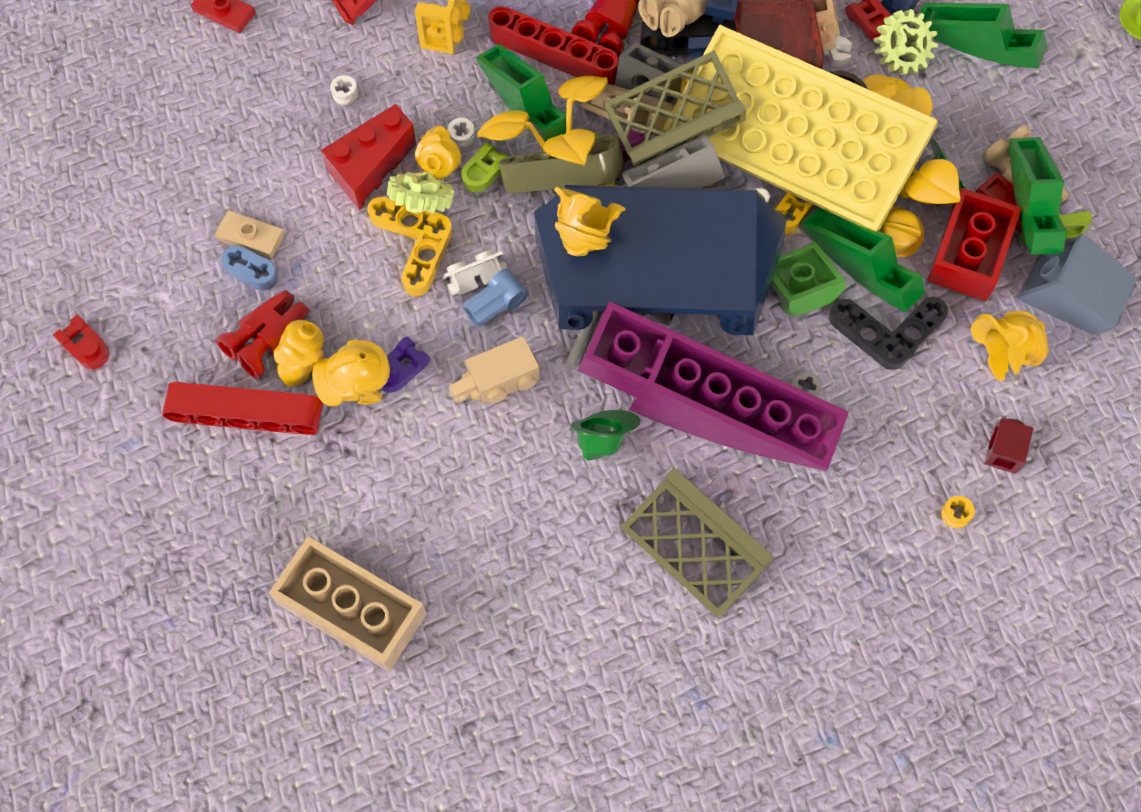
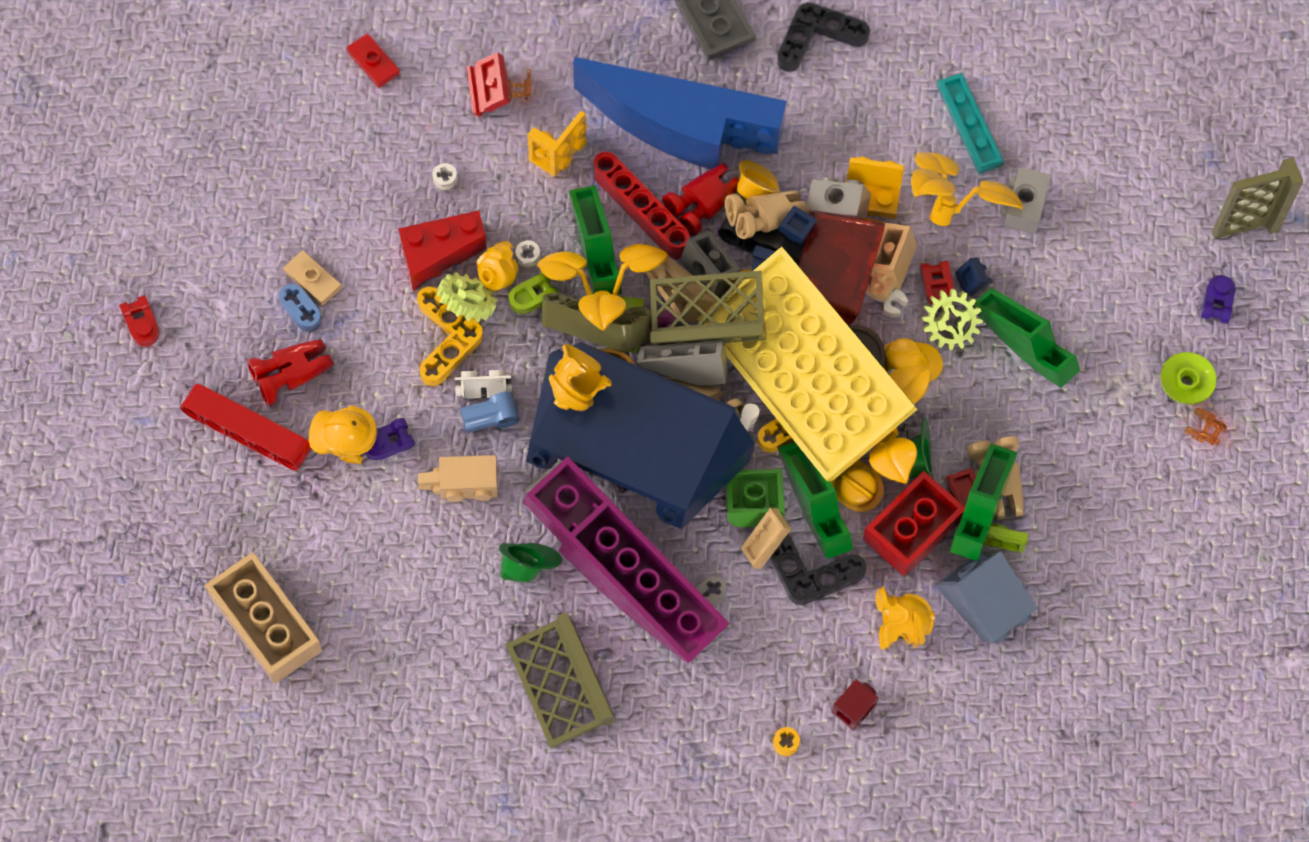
camera: 20 degrees right, 0 degrees up
(298, 352) = (309, 397): yellow head -> none
(838, 313) = (765, 538): none -> tan plate

